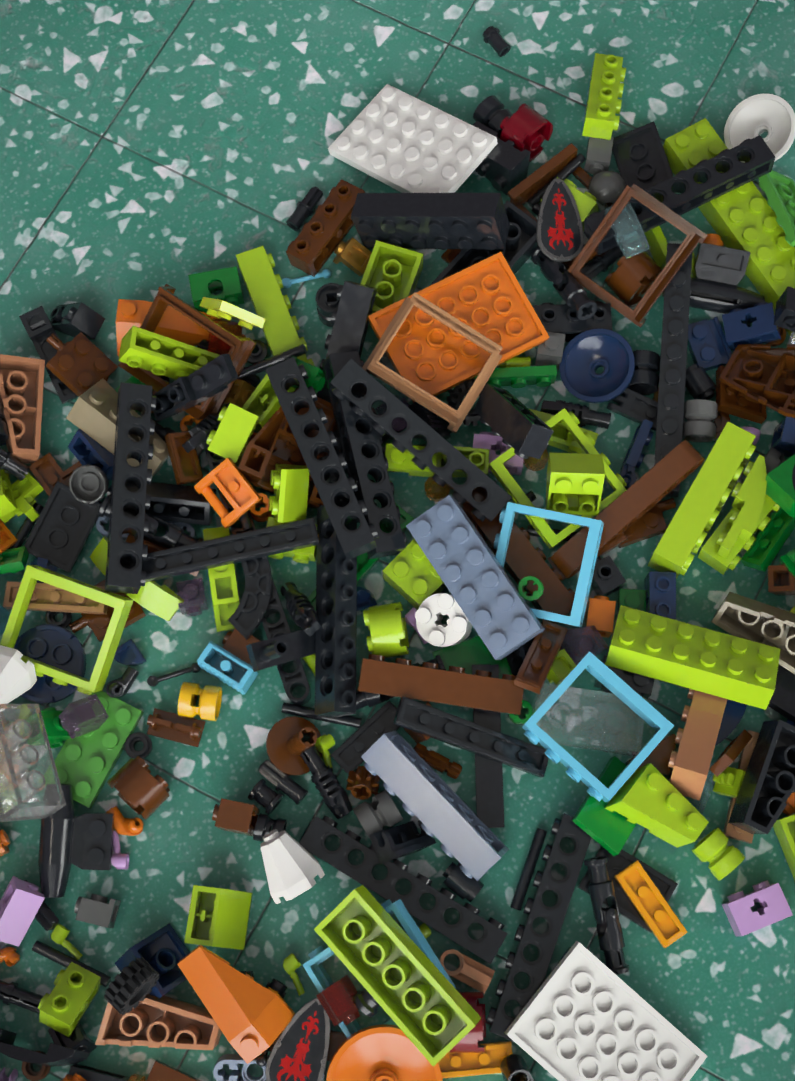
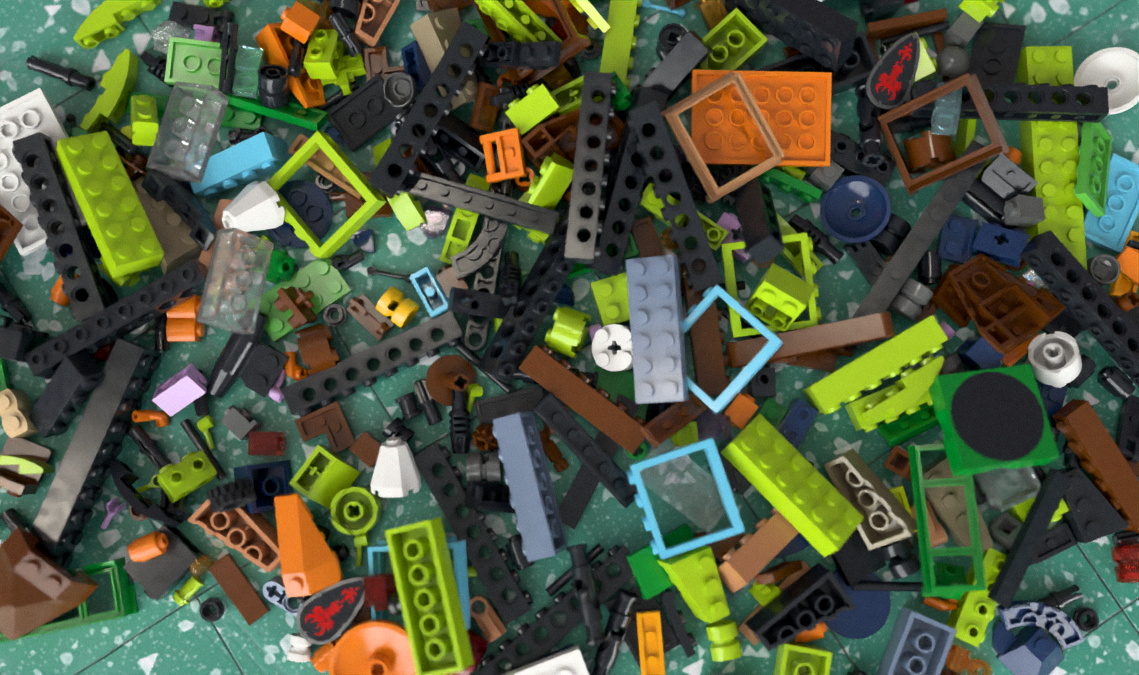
camera: 25 degrees right, 10 degrees up
(34, 1033) = (150, 485): none -> lime hand
(83, 716) = (302, 271): brick -> none
(96, 750) = (298, 303): none -> reddish brown hips
(136, 917) = (266, 443): none -> clear red brick
(140, 845) = (296, 393): none -> black brick
(190, 857) = (329, 421): none -> reddish brown plate
(235, 817) = (376, 411): reddish brown brick -> none
(247, 863) = (367, 448): none -> reddish brown brick
(256, 943) = (343, 510): none -> lime brick
(262, 365) = (597, 65): black bar -> none
(411, 499) = (646, 238): none -> reddish brown tile
(525, 582) = (697, 369): green bush -> none
(562, 891) = (587, 597): none -> black piece
(634, 456) = (841, 298): dark blue hinge -> none
(661, 861) = (678, 620): none -> black plate
(753, 284) = (1024, 211): none -> dark grey brick

